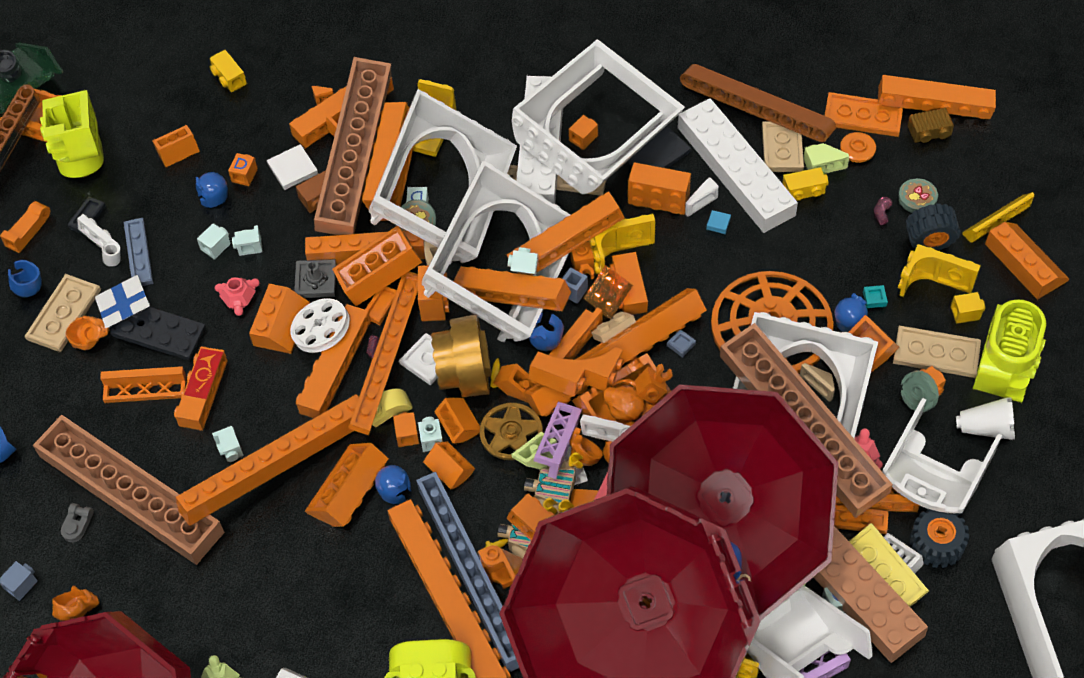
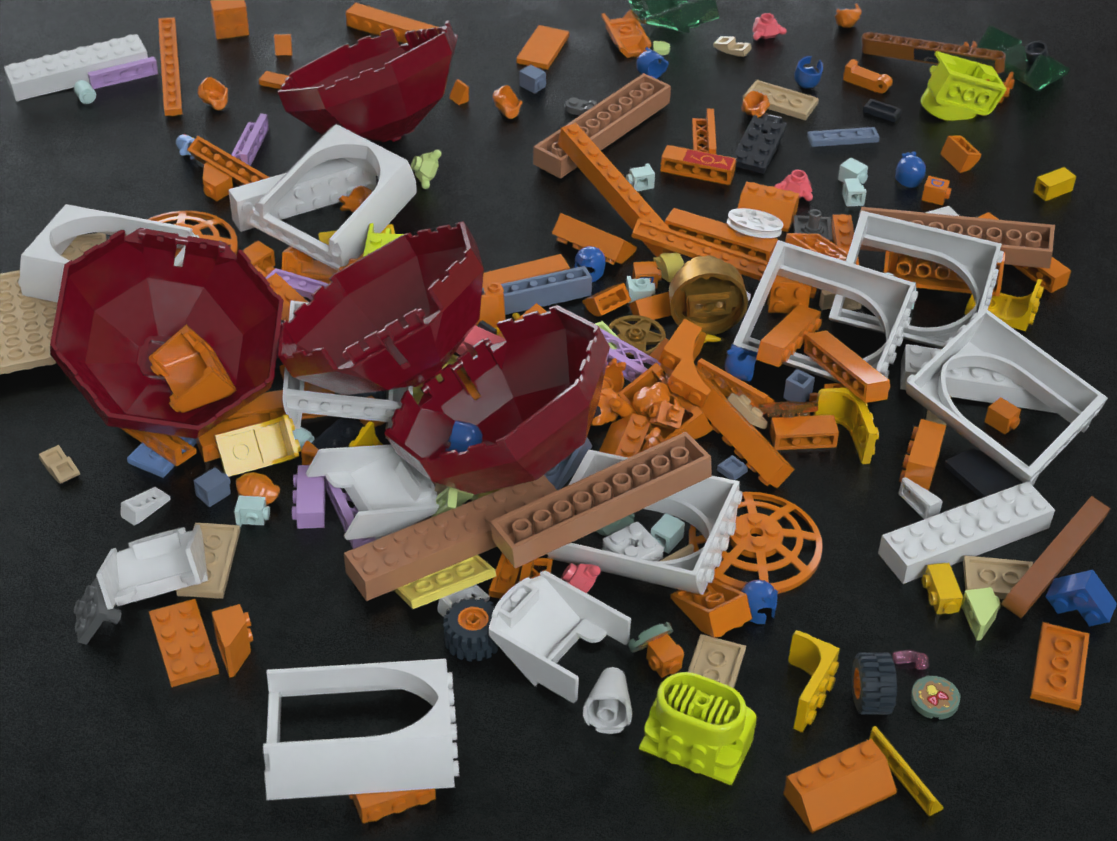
camera: 90 degrees right, 15 degrees down
(102, 239) = (841, 117): white plate -> none
(121, 301) = (785, 120): sticker -> none
(523, 261) = (809, 329): light aqua brick -> none
(601, 428) = (613, 386): white plate -> none
(718, 222) = (889, 514): dark azure tile -> none
(801, 88) = (1082, 593): none -> blue brick
(858, 146) = (1006, 650): orange wheel -> none
(875, 296) = (784, 629): teal plate -> none
(930, 125) = (1045, 724): pearl gold brick -> none
(935, 95) = (1088, 734): orange brick -> none
(967, 307) = (767, 710): yellow brick -> none

